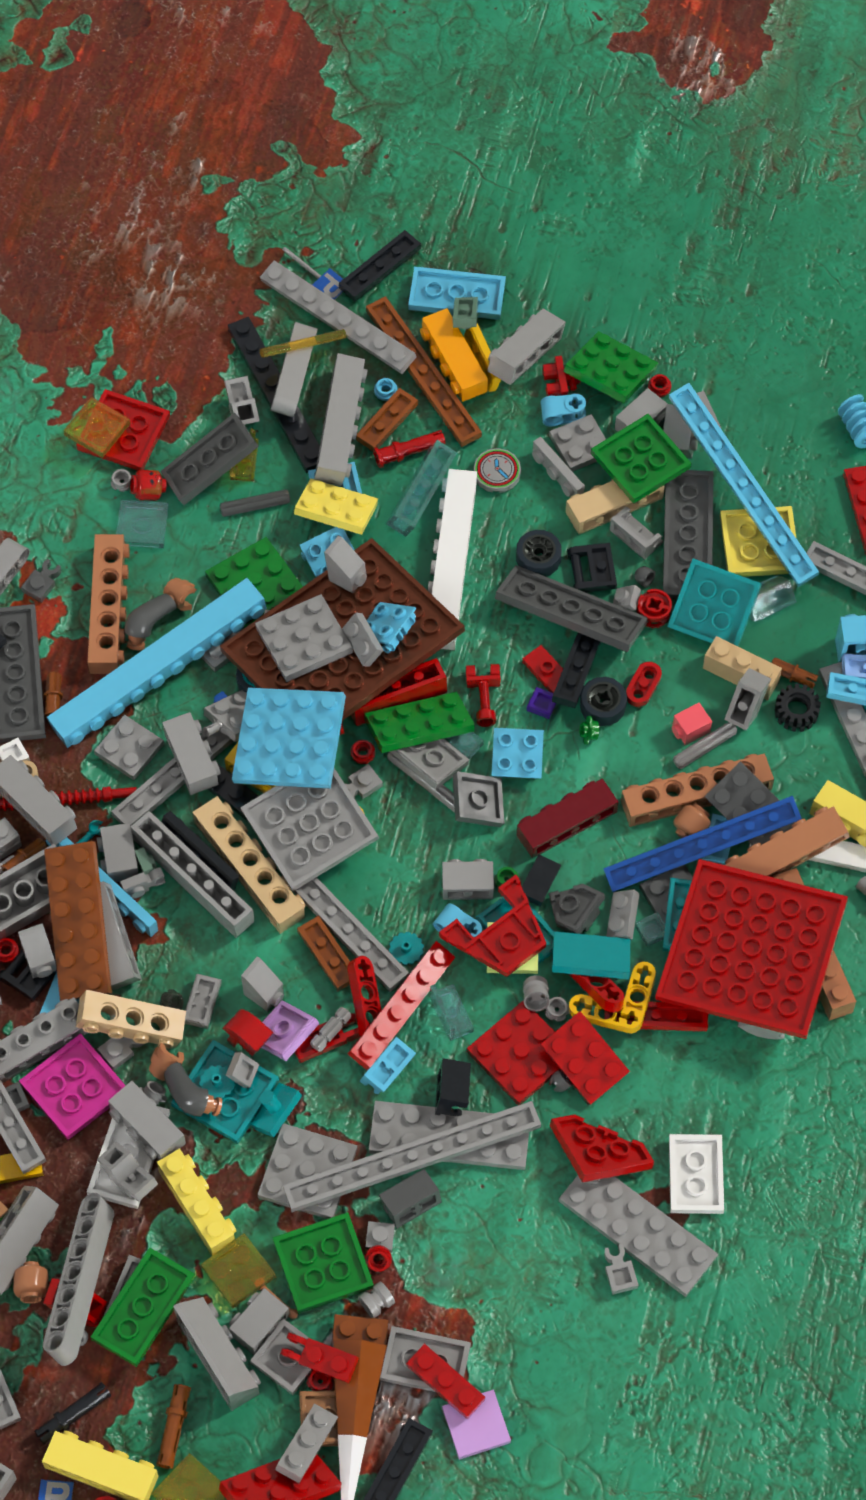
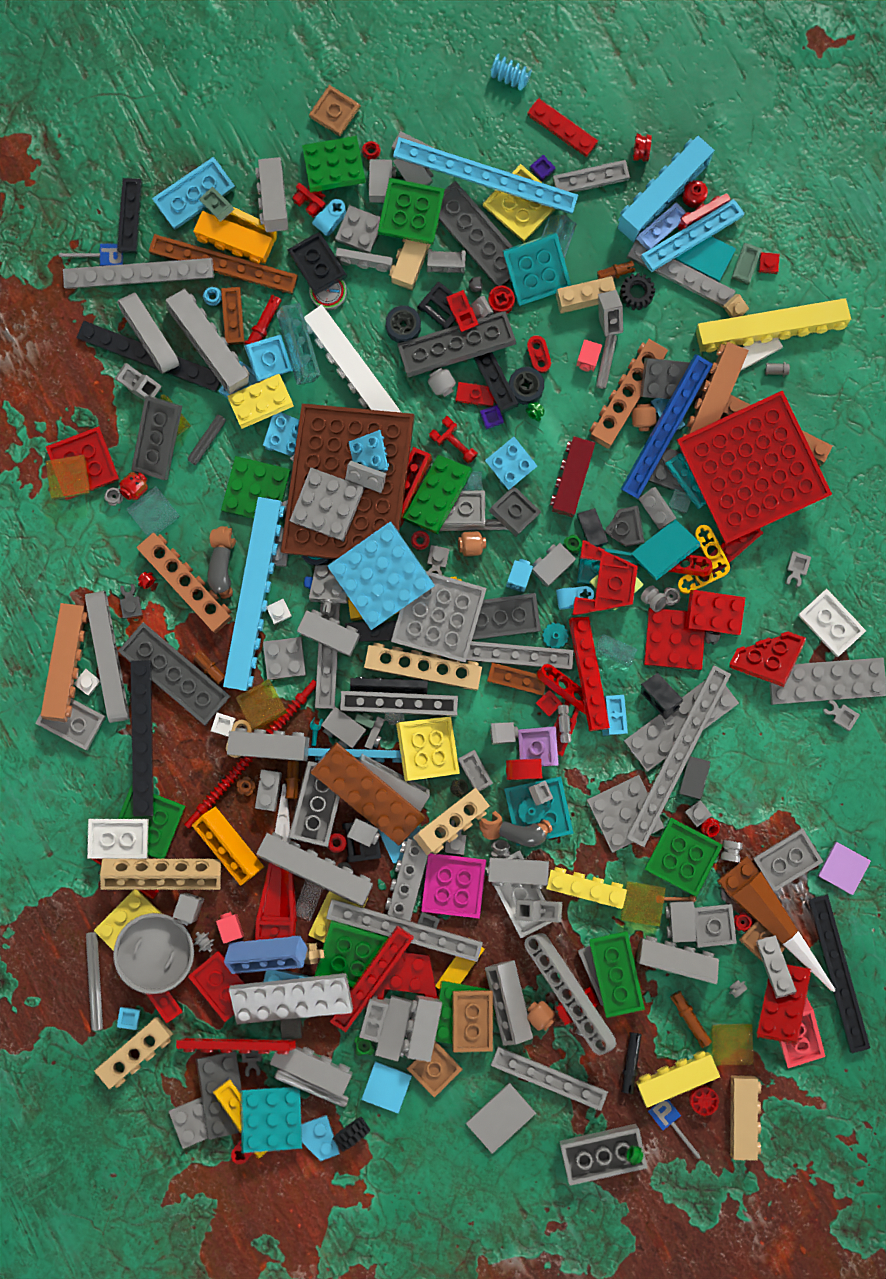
camera: 45 degrees left, 20 degrees up
(65, 765) = (261, 705): none -> clear yellow plate
(75, 573) = (146, 580): none -> red plate
(166, 702) = (279, 611): none -> white plate
(175, 885) = (394, 718): none -> clear plate
(177, 936) = (427, 748): none -> light yellow plate
(250, 1440) = (737, 988): none -> light grey plate
(275, 1109) = (576, 795): teal tile -> none
(302, 343) = (139, 311): clear yellow bar -> none
(322, 1358) = (737, 912): red hinge -> none
(334, 999) = (548, 703): none -> red plate
(344, 565) = (310, 438): light grey slope -> none
(374, 888) = (507, 617): none -> dark grey plate
(382, 478) = (268, 358): none -> medium azure tile
(407, 793) = (471, 543): none -> nougat head
(423, 857) = (519, 575): none -> medium azure brick
(445, 1381) = (811, 862): red plate -> none
(510, 438) = (317, 263): none -> black tile
(524, 630) = (441, 382): none -> light grey head
(605, 583) = (462, 311): none -> red slope
(658, 326) = (334, 110): none -> medium nougat plate
(713, 1089) = (797, 566): none -> light grey plate
(811, 529) = (542, 168): none -> dark purple tile

